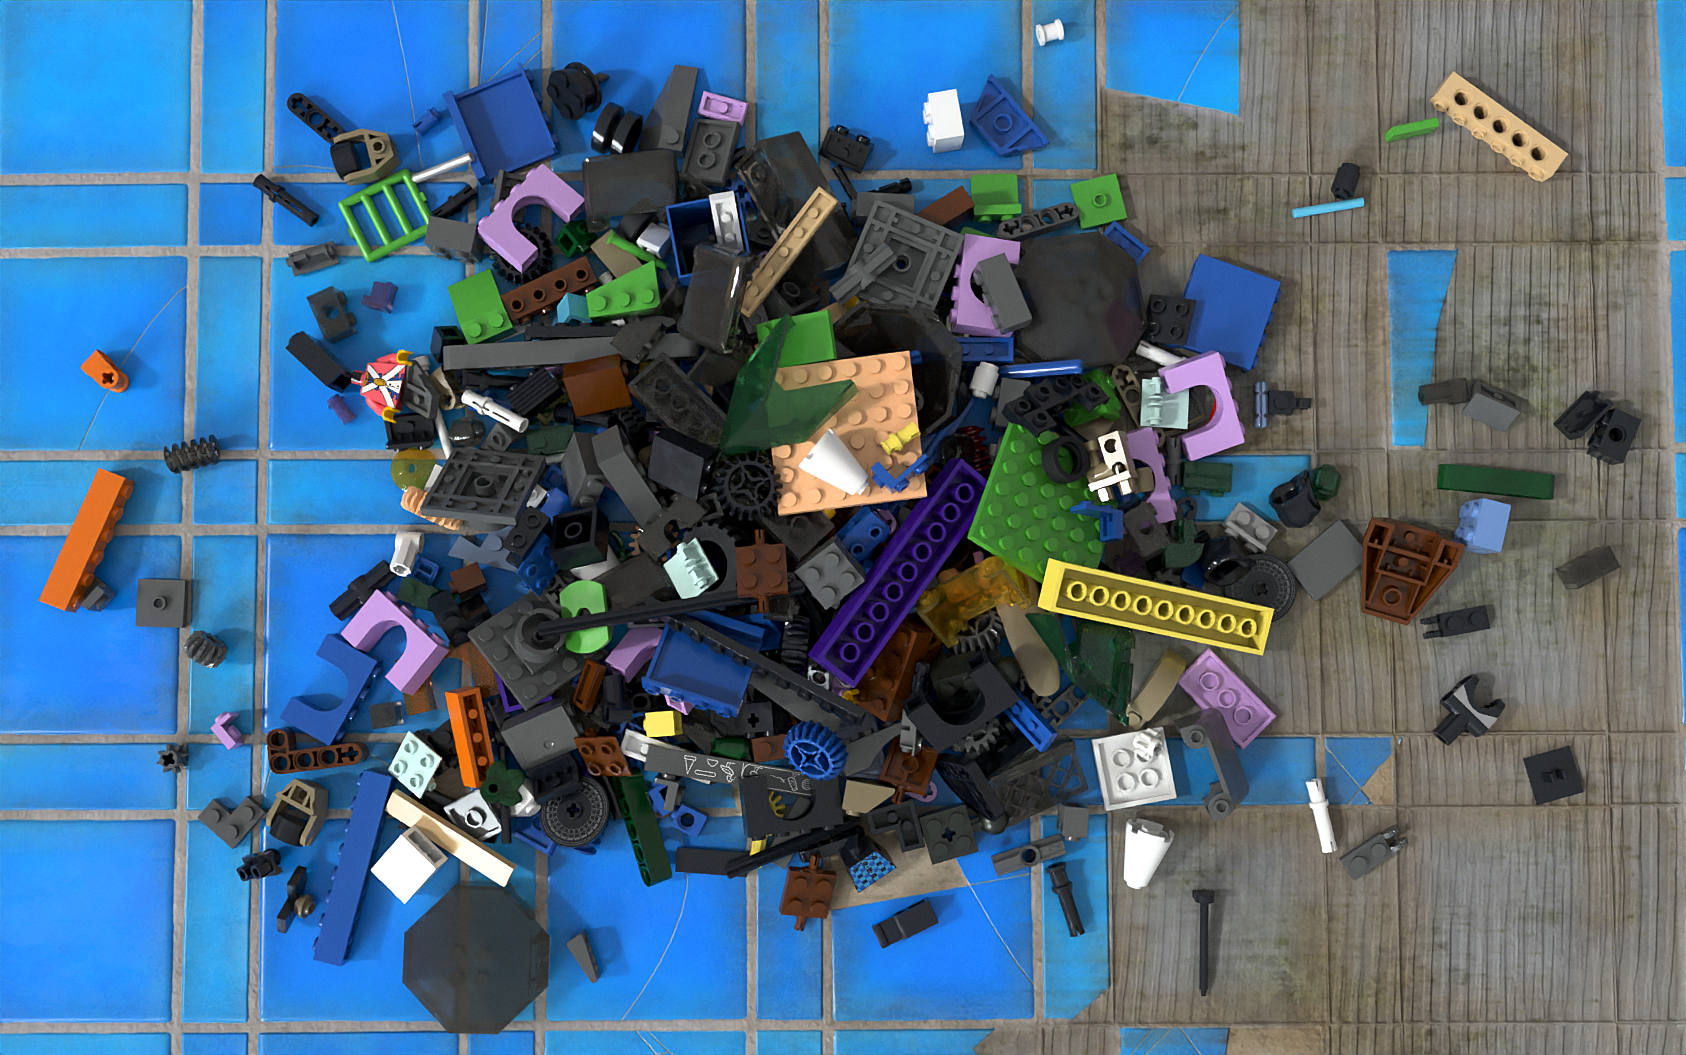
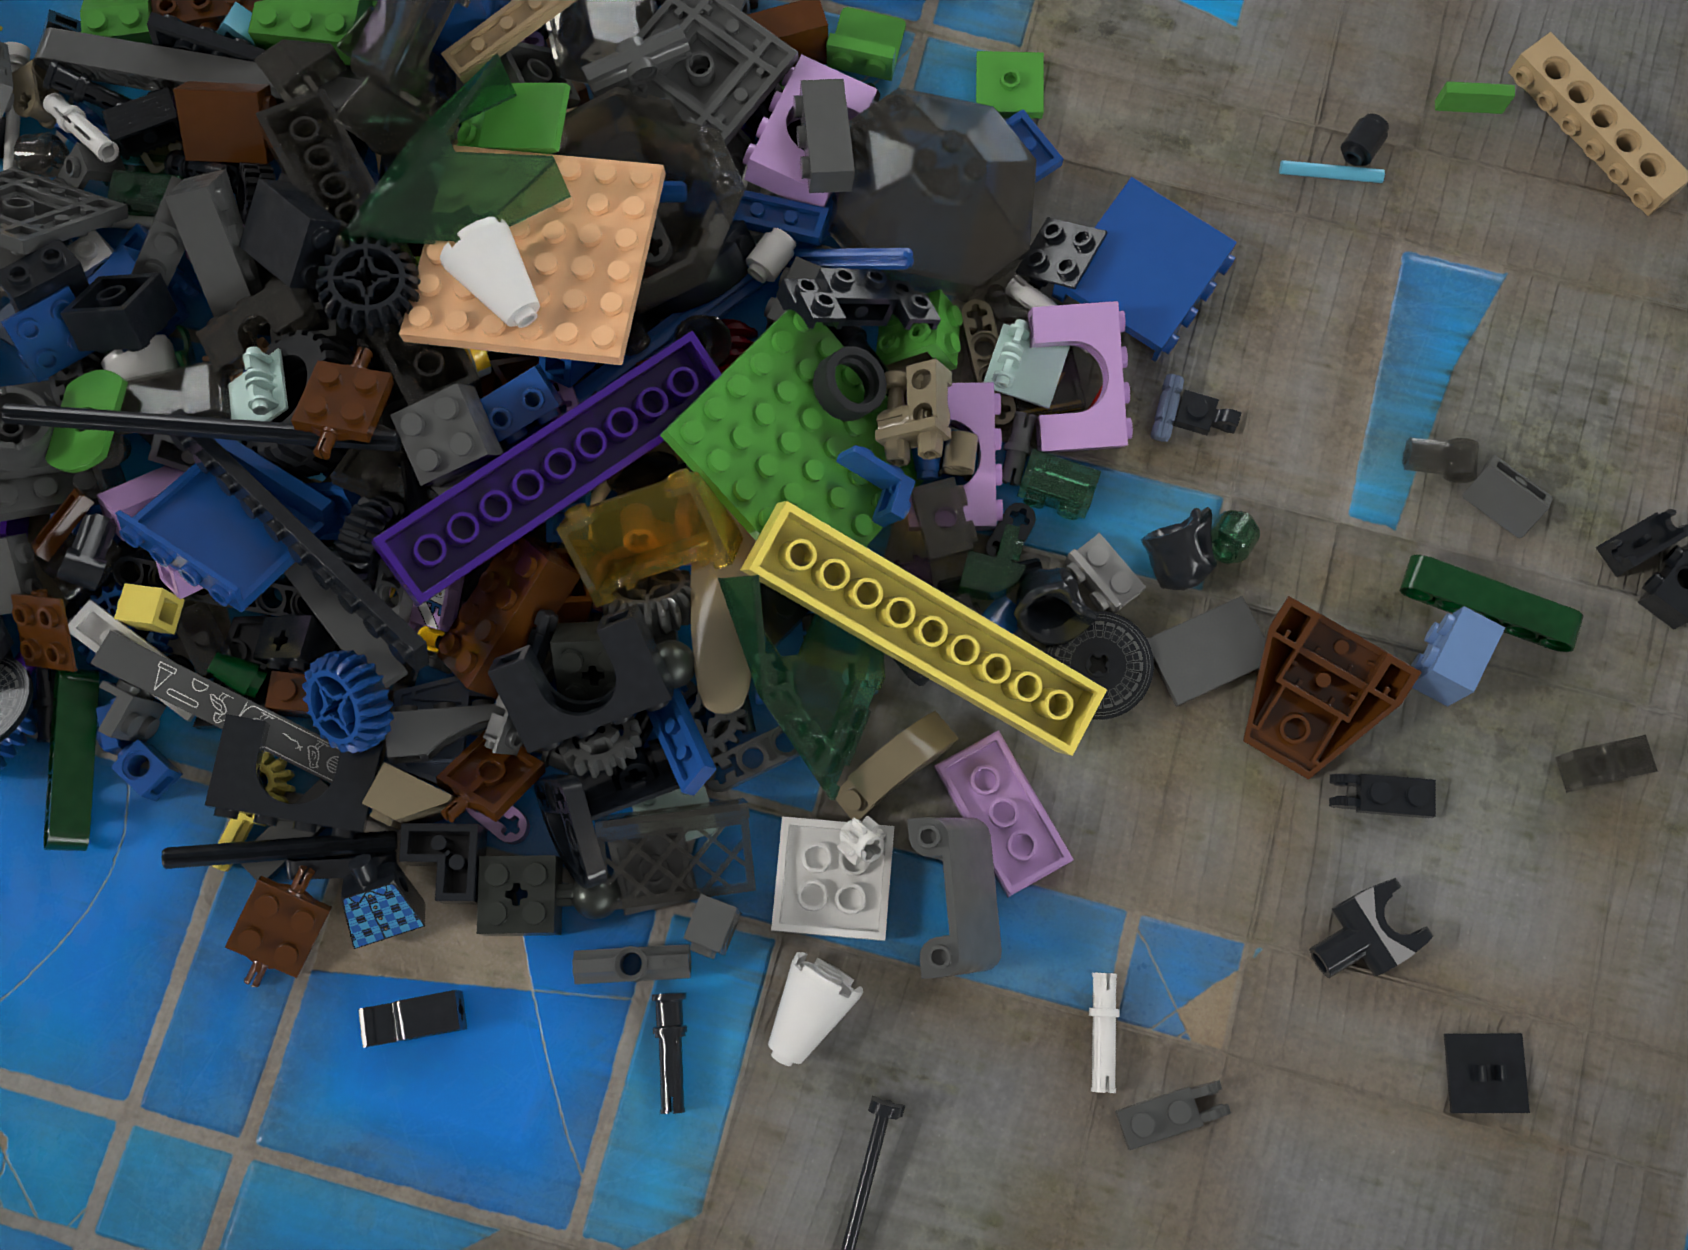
camera: 15 degrees right, 10 degrees down
(706, 860) = (148, 839): black tile -> none
(884, 478) = (590, 317): blue bracket -> none
(896, 441) = (607, 266): light yellow pin -> none
(1035, 219) = (947, 82): dark grey beam -> none

